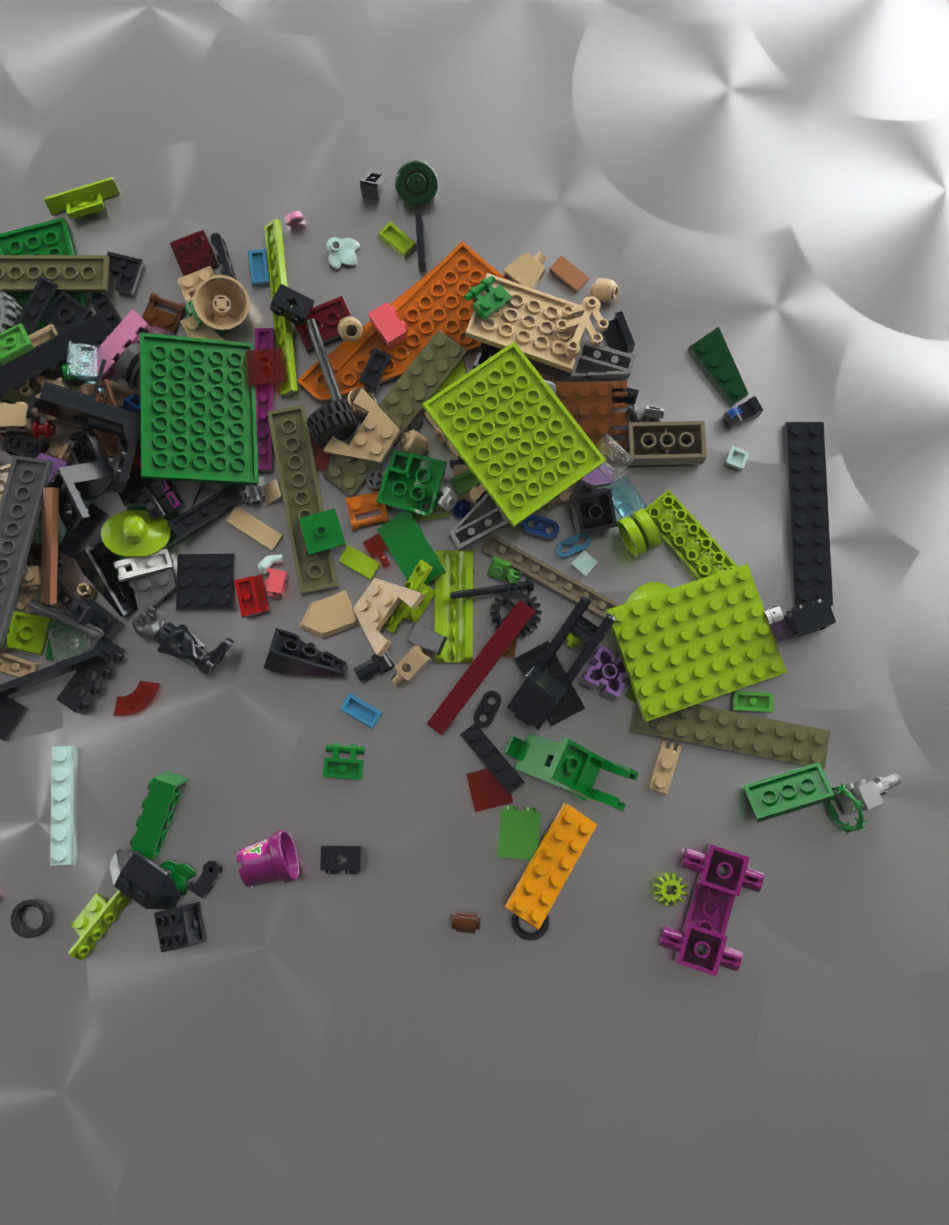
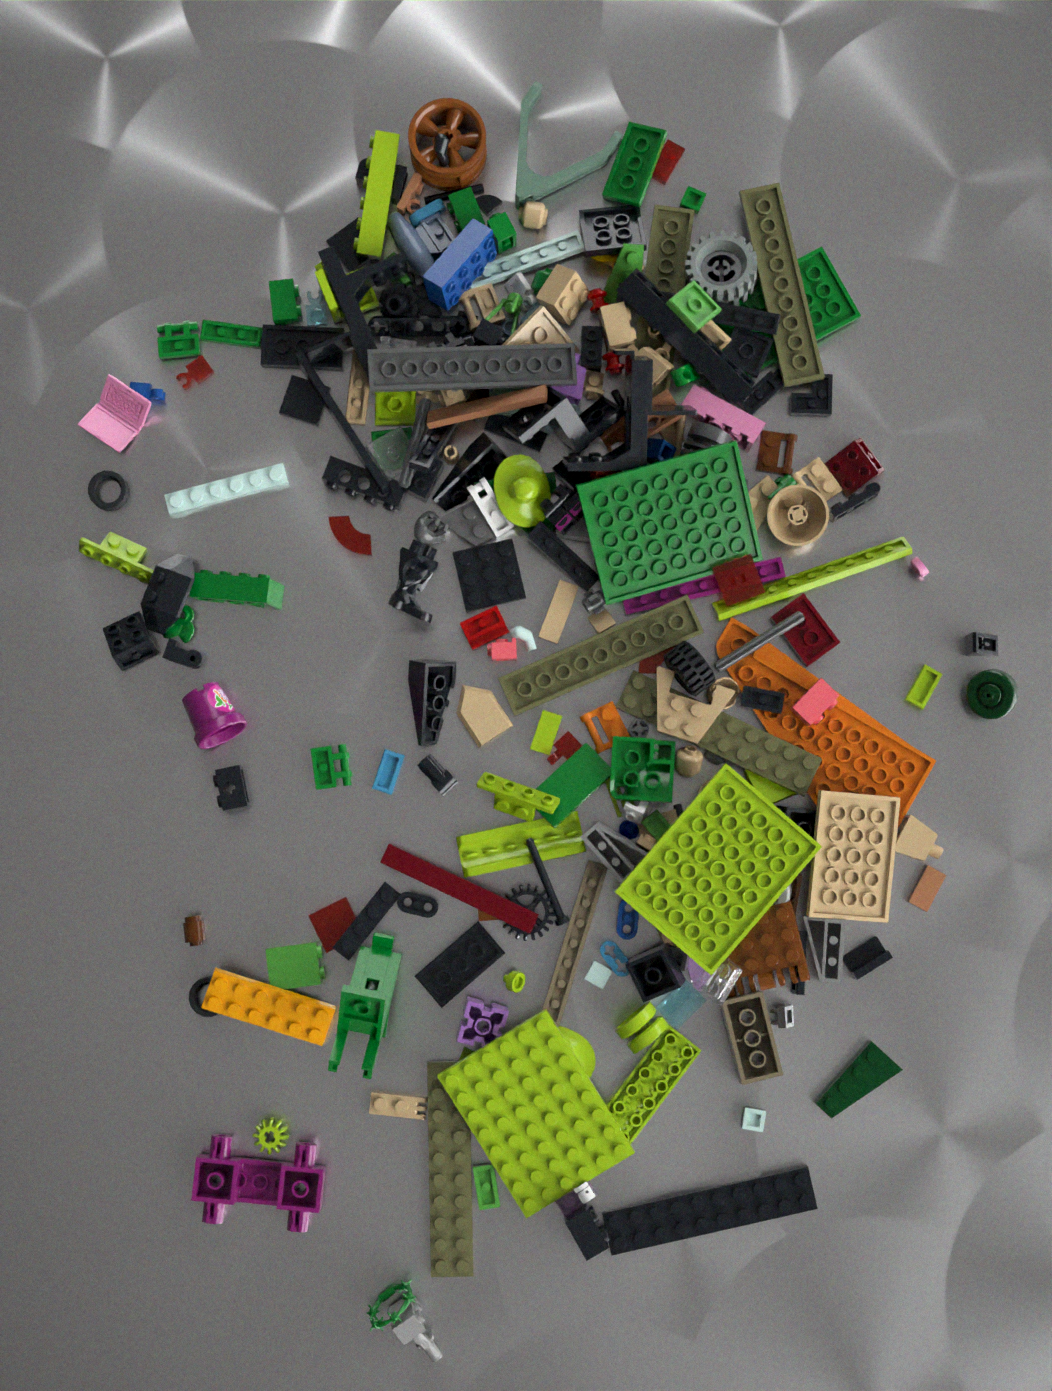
camera: 70 degrees right, 5 degrees up
(82, 361) = (694, 386): clear light blue plate -> none
(83, 199) = (885, 330): lime bracket -> none
(258, 267) = (854, 542): dark azure tile -> none
(287, 297) = (815, 602): black brick -> none
(322, 532) = (567, 686): green plate -> none
(344, 254) = (891, 632): light aqua plate -> none
(350, 329) = (800, 662): tan head -> none
(378, 605) = (500, 763): tan wing -> none
(417, 659) = (451, 818): tan torso -> none
(420, 242) = (924, 714): black tile -> none
(427, 638) = (478, 824): tile -> none
(490, 302) = (863, 810): green plate -> none
(501, 570) = (569, 886): bright green plate -> none
(541, 690) = (443, 958): black piece -> none
(583, 323) = (865, 917): tan plant -> none
(604, 290) = (914, 932): tan head -> none
(632, 413) = (776, 992): black bar -> none
(744, 412) = (807, 1116): black leg -> none
(788, 792) = (397, 1242): green plate -> none

